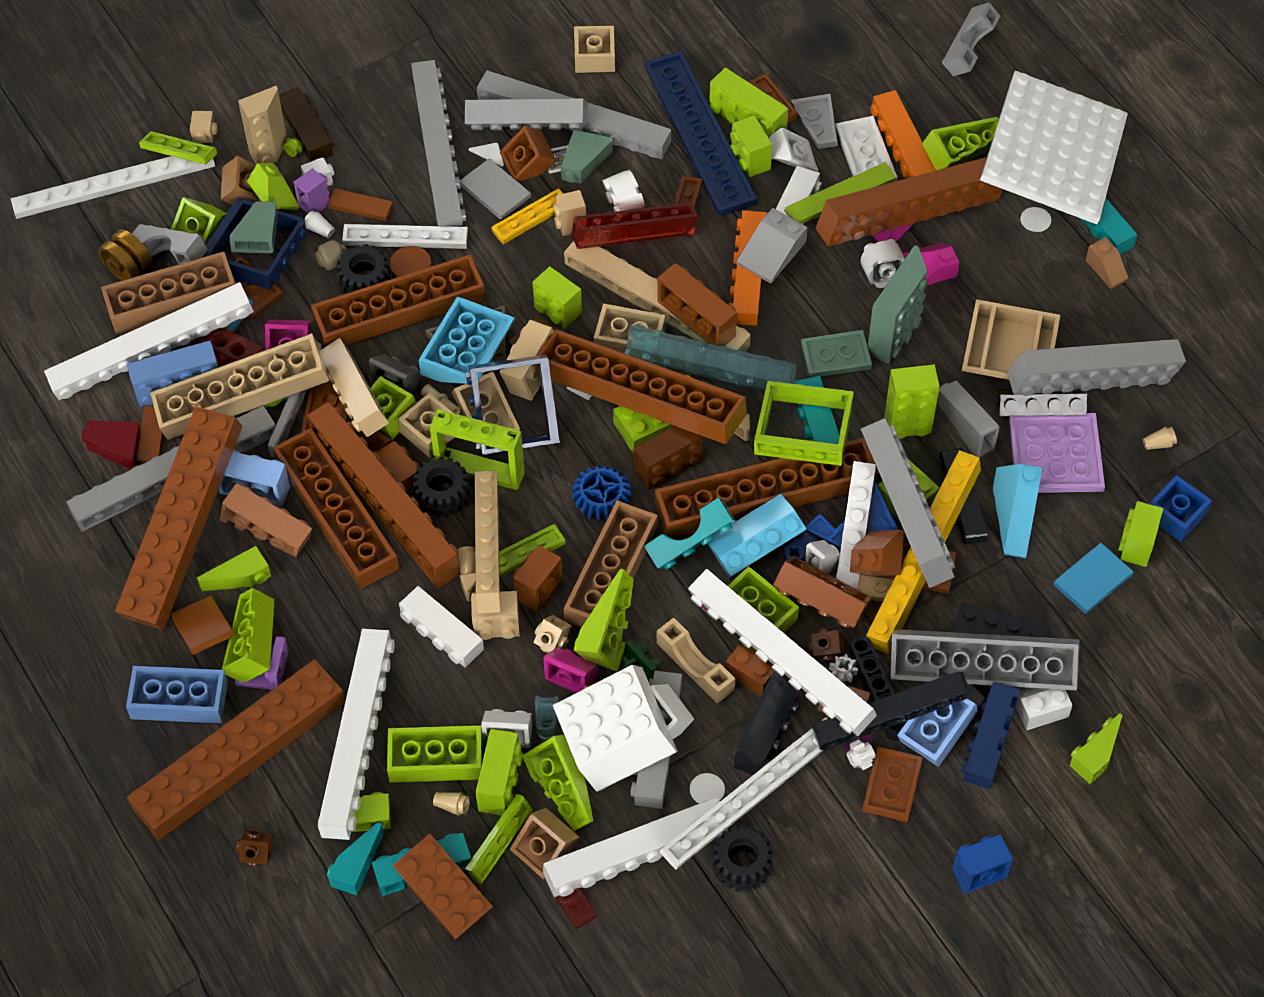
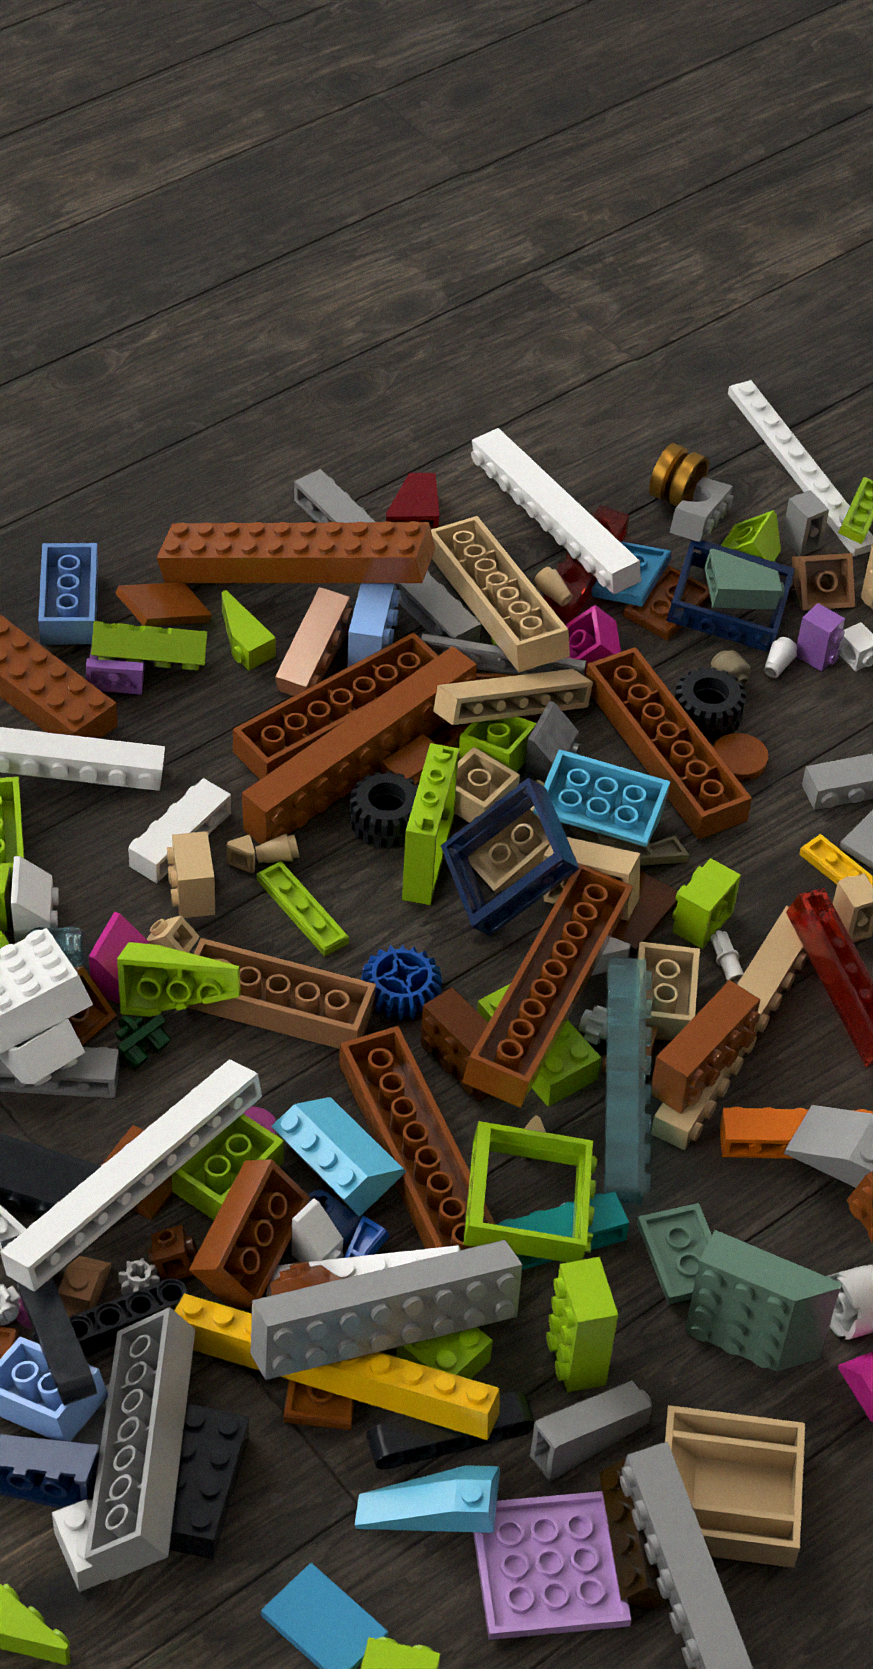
camera: 80 degrees right, 10 degrees down
(162, 292) = (623, 507): medium nougat brick -> none
(169, 368) = (514, 529): medium blue brick -> none
(190, 182) = (805, 523): none -> light grey brick
(237, 350) = (552, 585): none -> tan cone
(271, 186) = (822, 587): lime slope -> none
(360, 204) = (825, 698): dark orange tile -> none
(405, 236) = (782, 746): white plate -> none
(487, 542) = (288, 844): tan brick -> none
(537, 578) = (251, 914): dark orange brick -> none
(599, 296) = (727, 956): none -> white axle
(709, 676) = (164, 1079): tan arch -> none
(714, 519) = (346, 1085): teal arch -> none

